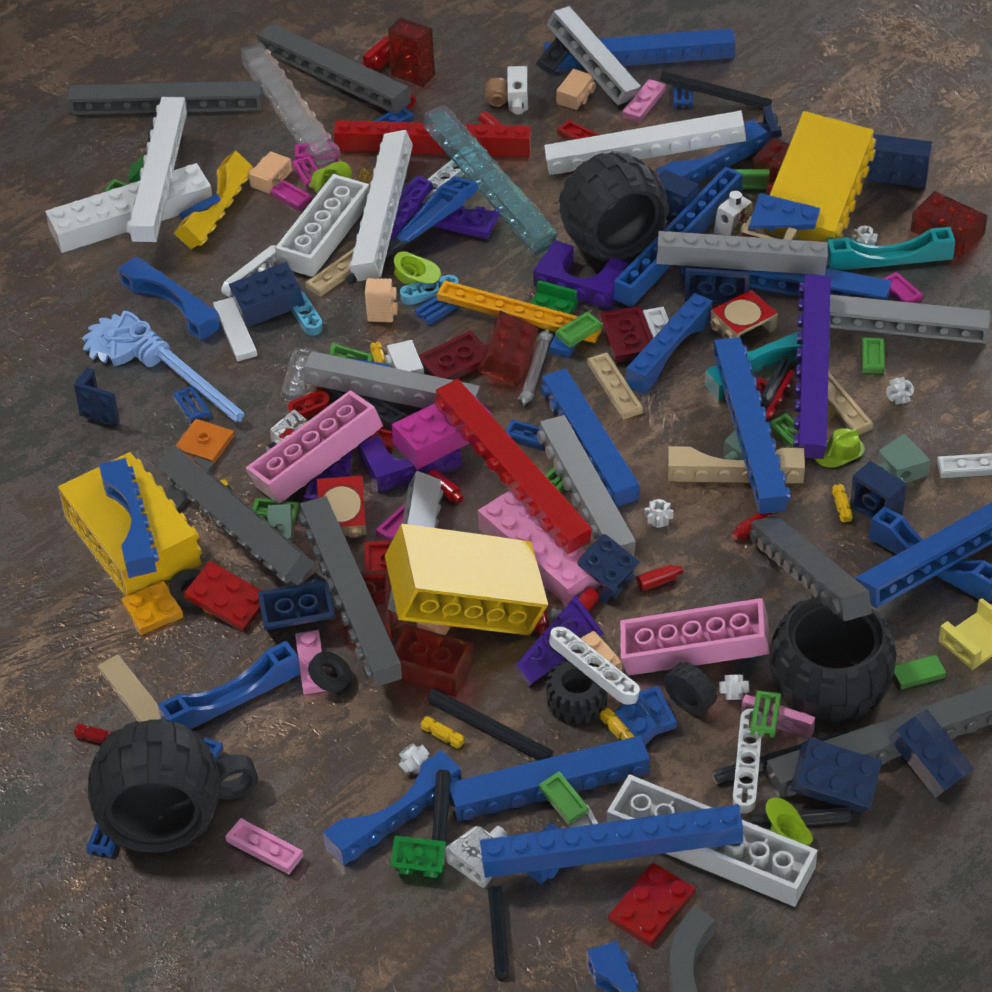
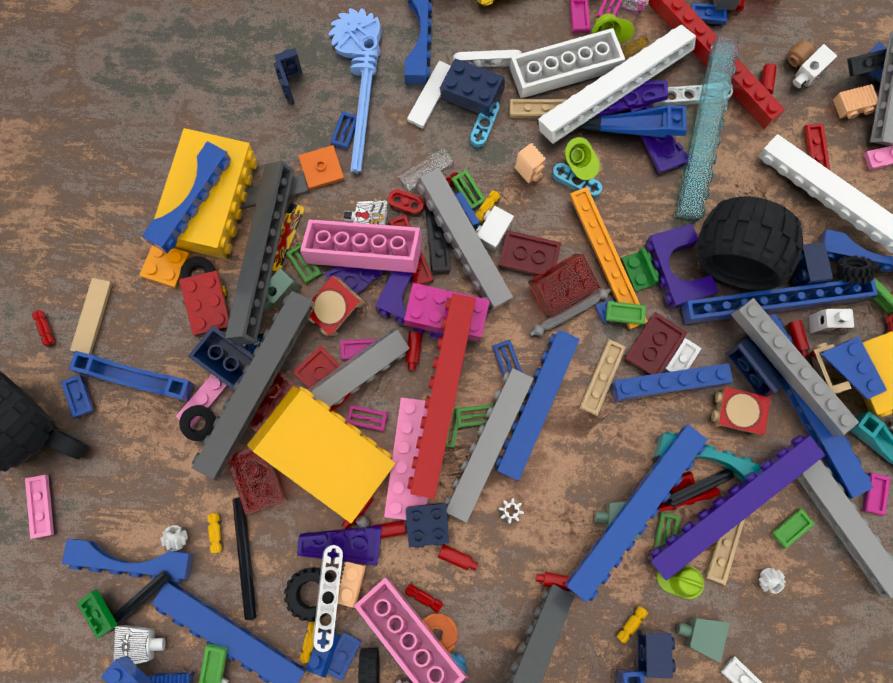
camera: 40 degrees right, 30 degrees up
(434, 306) = (550, 205): blue tile -> none
(690, 465) = (572, 493): tan arch -> none
(708, 171) = (855, 269): none -> black tyre

